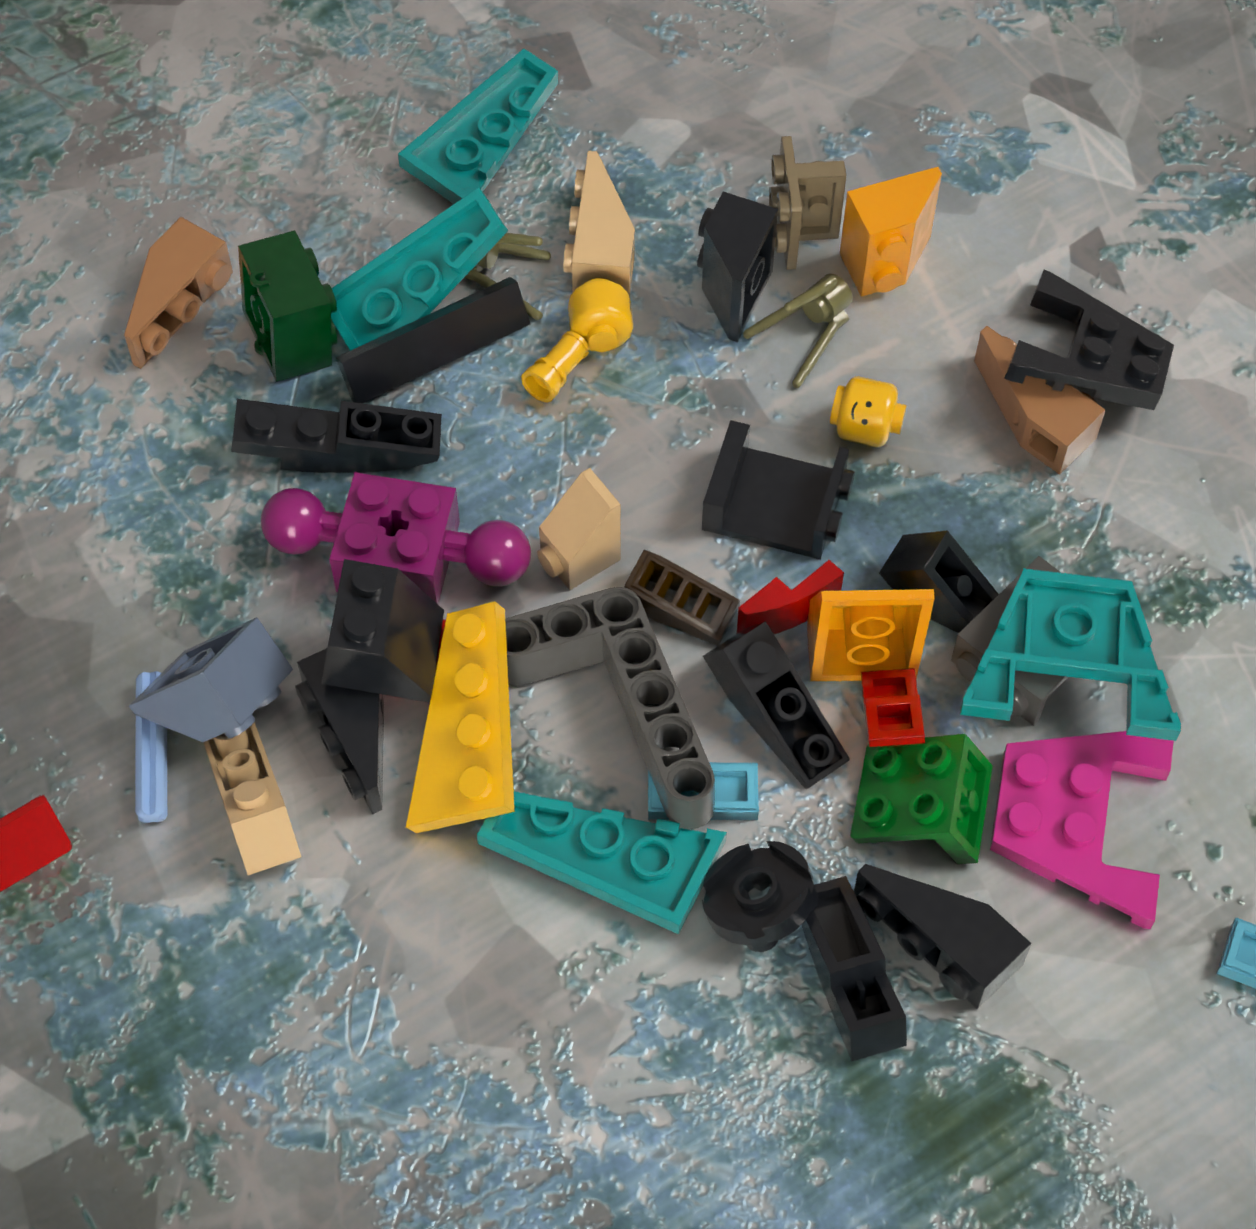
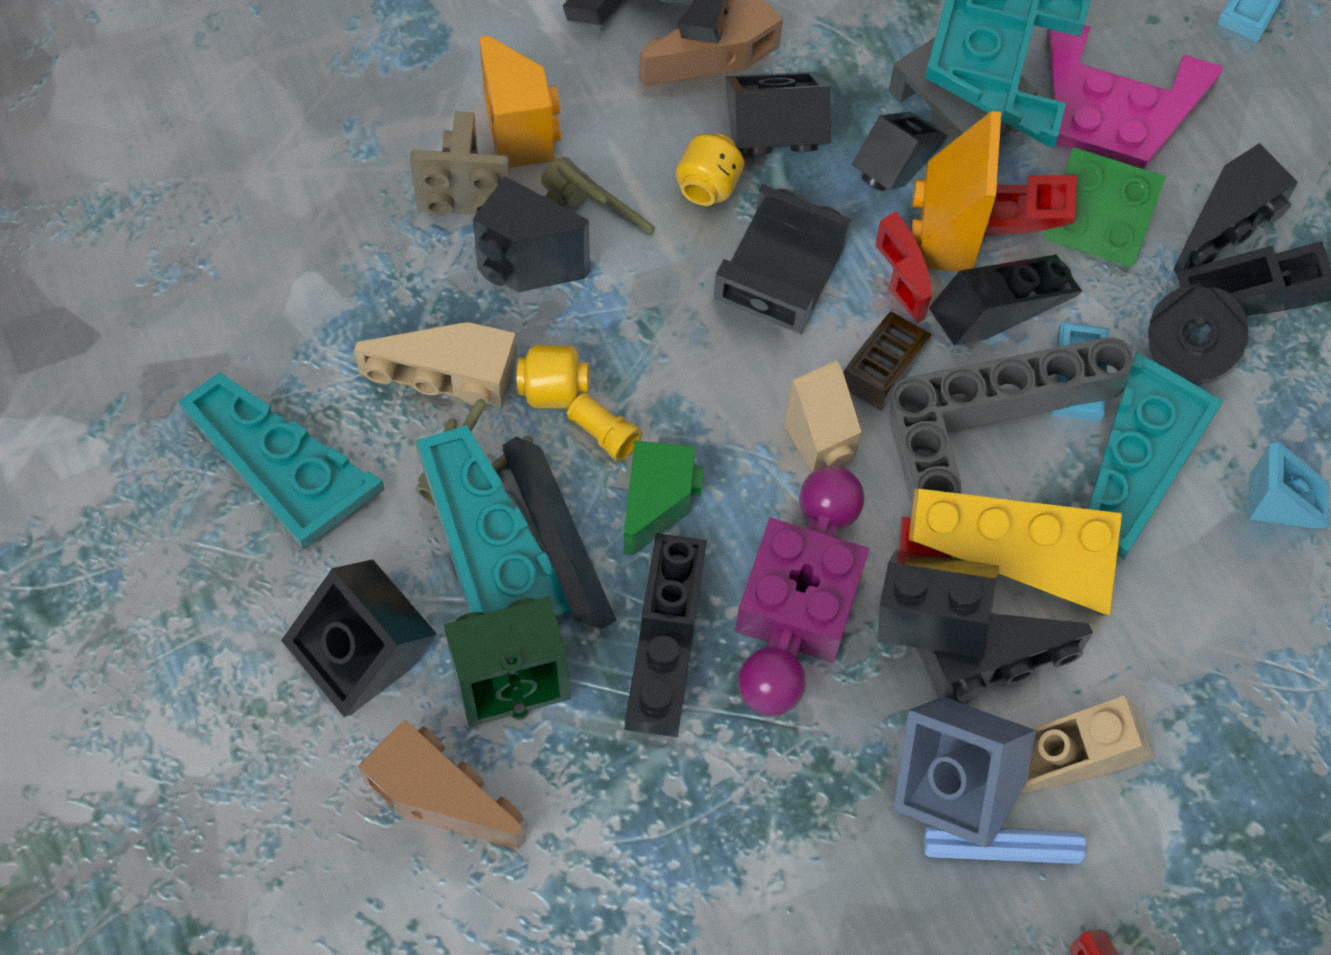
camera: 85 degrees left, 5 degrees up
(321, 207) = (357, 635): none -> black slope
(485, 411) = (659, 491): none -> green slope
(576, 1002) = (1287, 491): none -> medium azure slope
(962, 466) = (779, 111): none -> black slope

